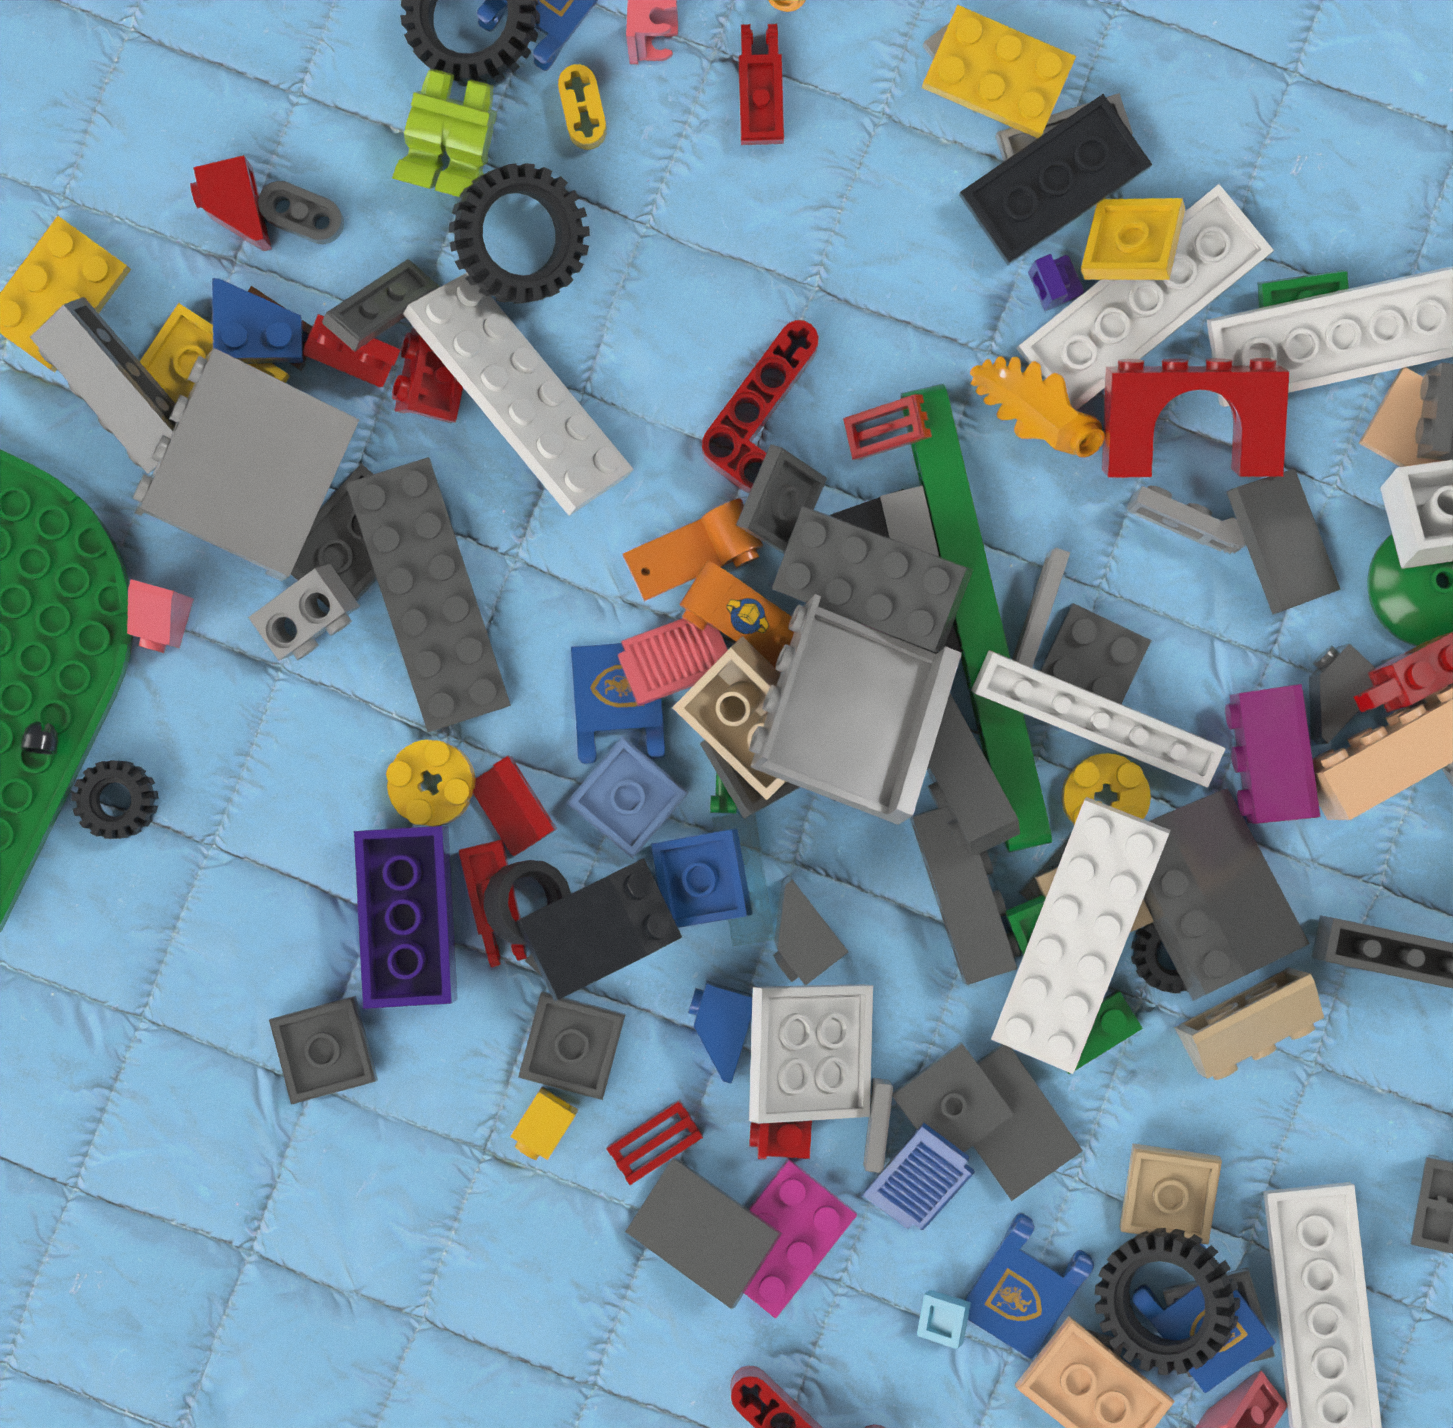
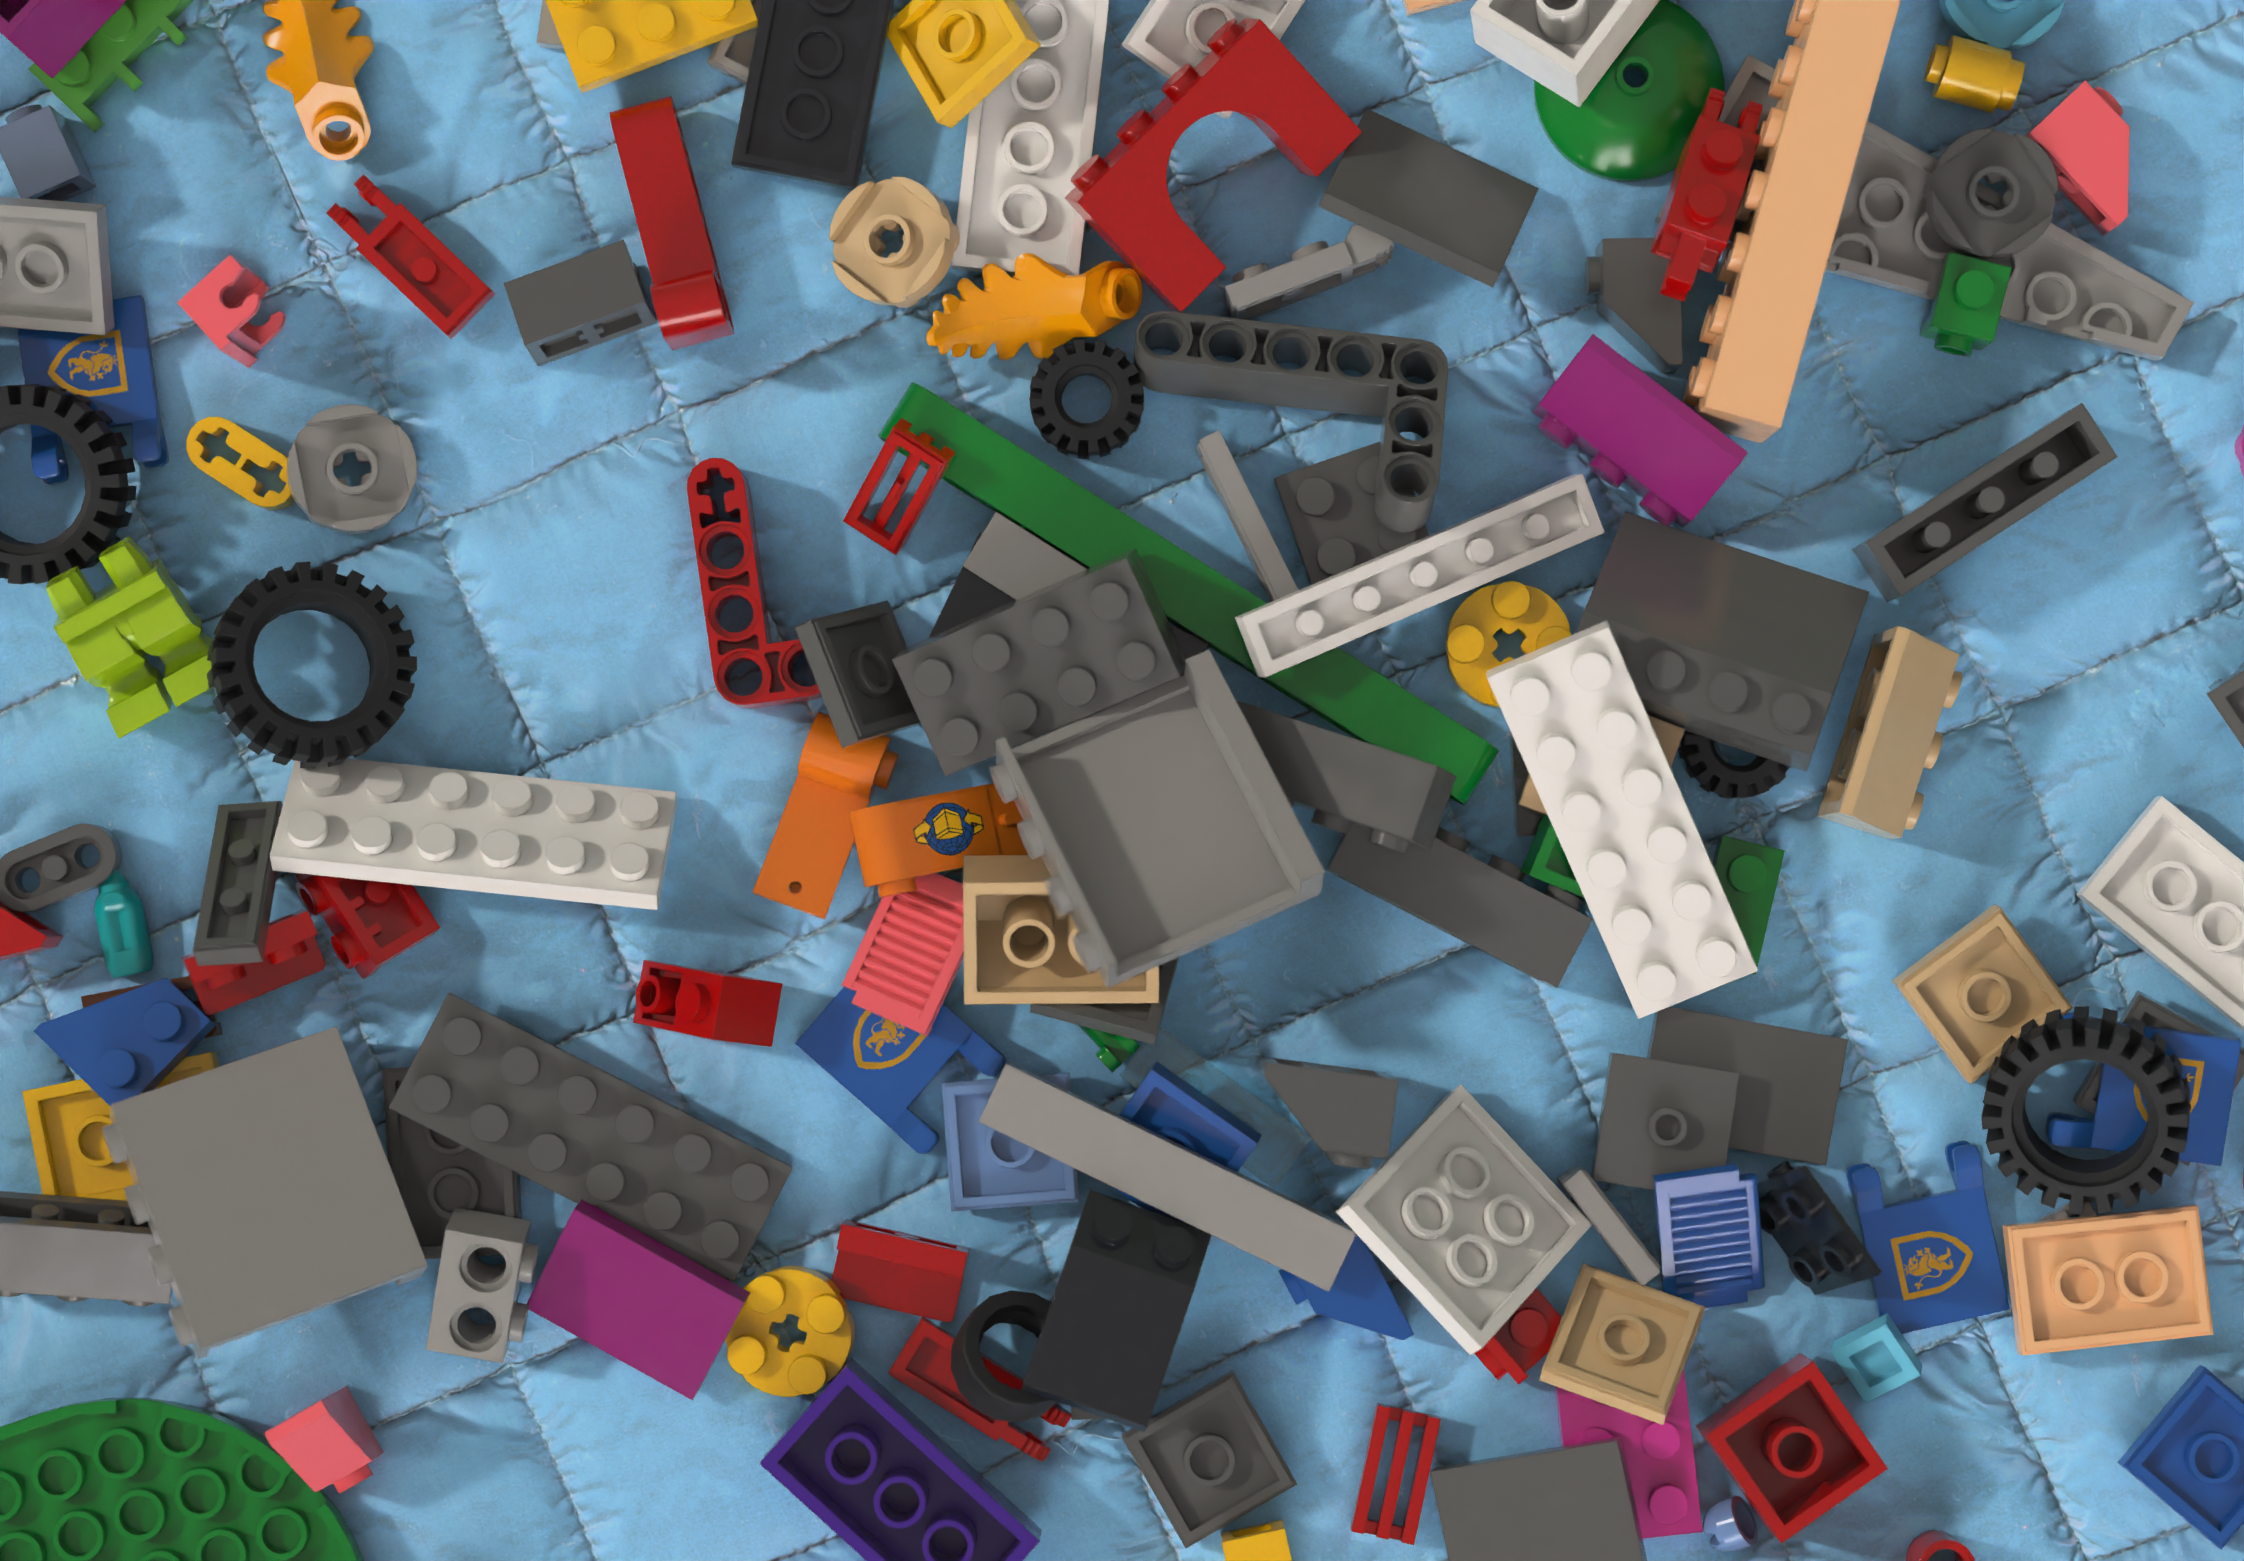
camera: 40 degrees left, 0 degrees up
(303, 272) = (122, 928): none -> teal piece
(373, 694) = (637, 1299): none -> magenta tile
(548, 585) = (707, 1003): none -> red slope
(655, 155) = (330, 499): none -> light grey plate
(688, 889) = (1168, 1176): none -> light grey tile
(792, 1329) = (1731, 1525): none -> medium blue hinge
(820, 188) = (579, 303): none -> dark grey hinge
(827, 1189) = (1622, 1344): none -> tan plate
(860, 1321) = (1791, 1447): none -> red brick
(902, 193) = (671, 224): none -> red beam
(974, 1226) = (1812, 1231): none -> black hinge
(1001, 329) = (927, 239): none -> tan plate
(1025, 449) = (1080, 360): none -> black tyre
(1055, 281) = (924, 156): dark purple bracket -> none
(1138, 577) = (1315, 386): none -> dark grey beam

